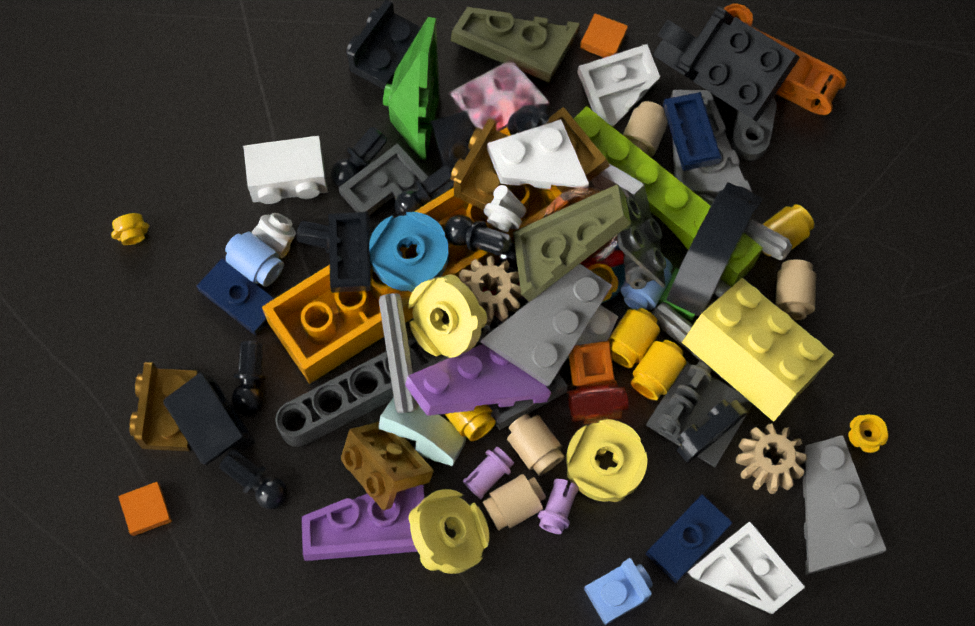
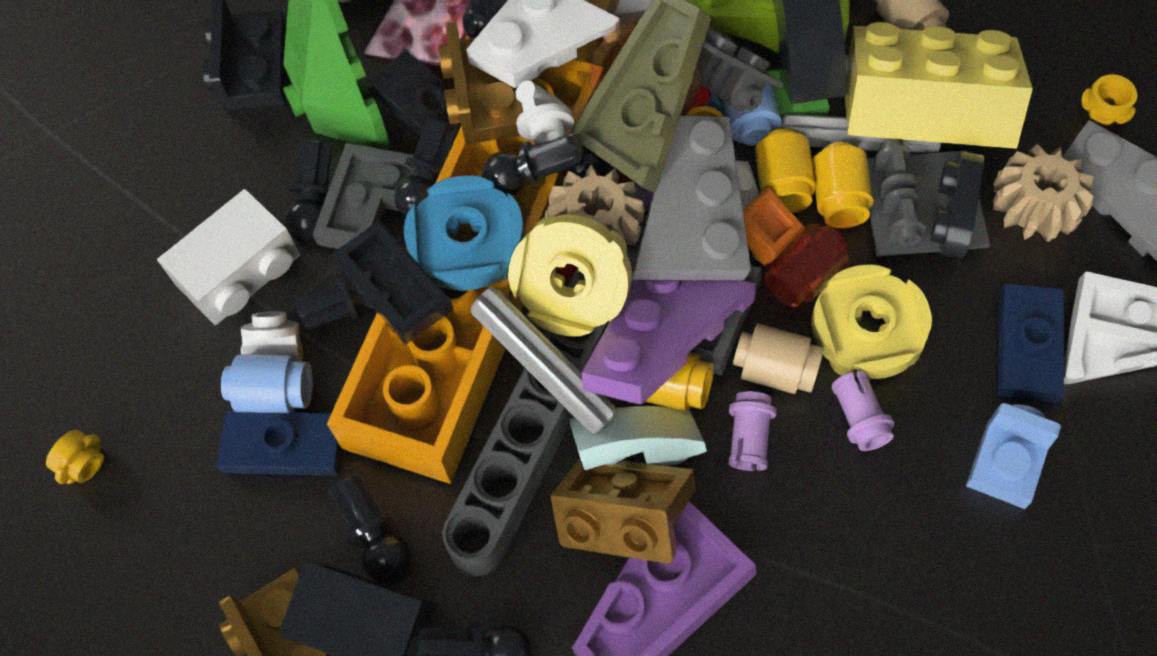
camera: 30 degrees left, 5 degrees down
(435, 546) = (740, 534): light yellow plate -> none
(514, 502) = (810, 442): tan brick -> none

